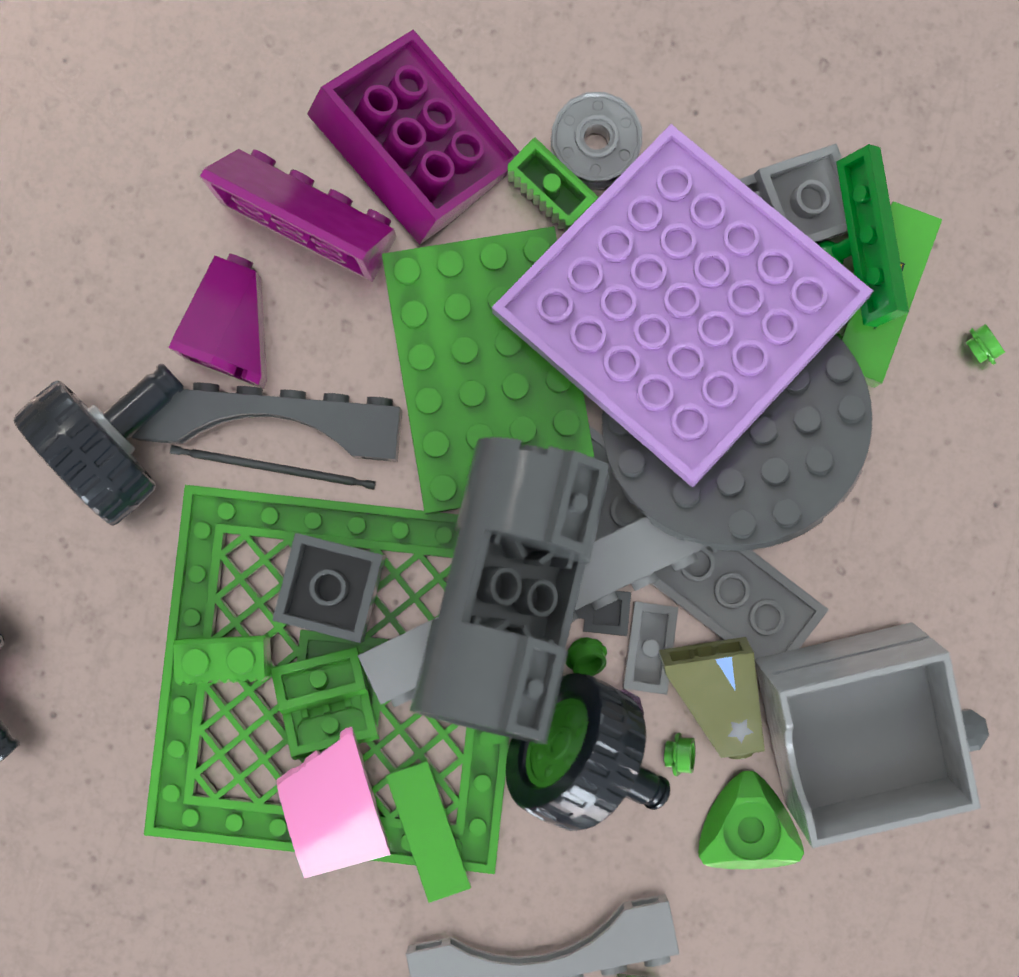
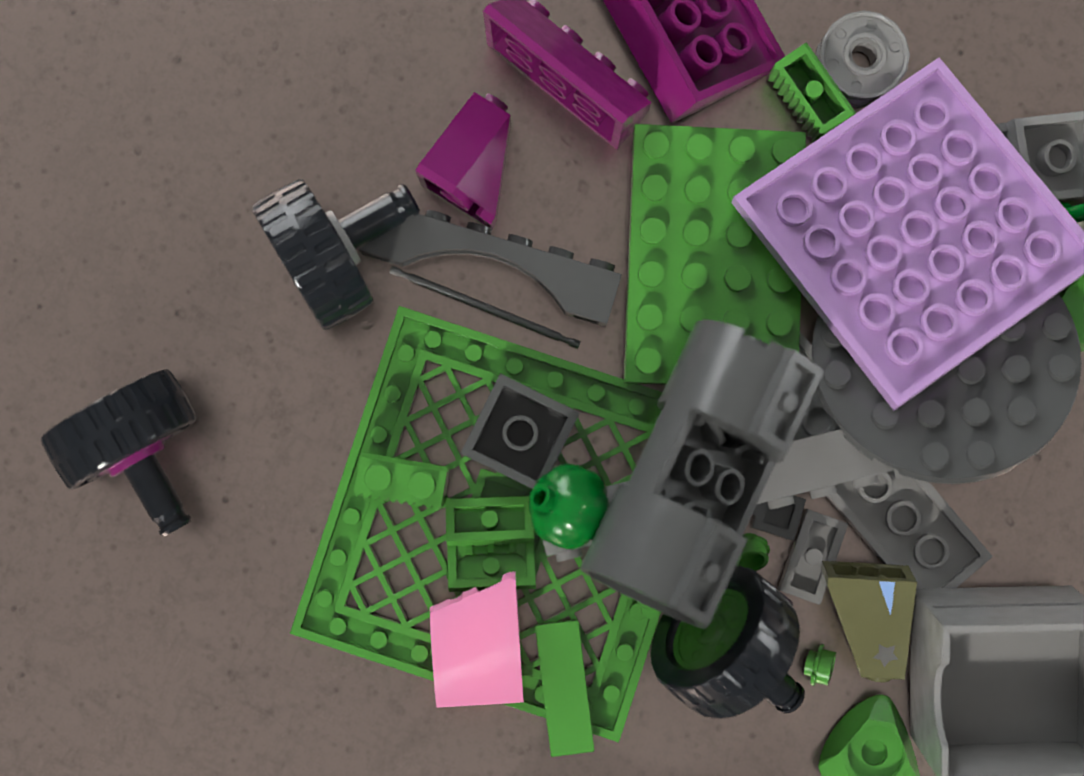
camera: 10 degrees right, 0 degrees up
(387, 650) = (568, 506): none -> green plant

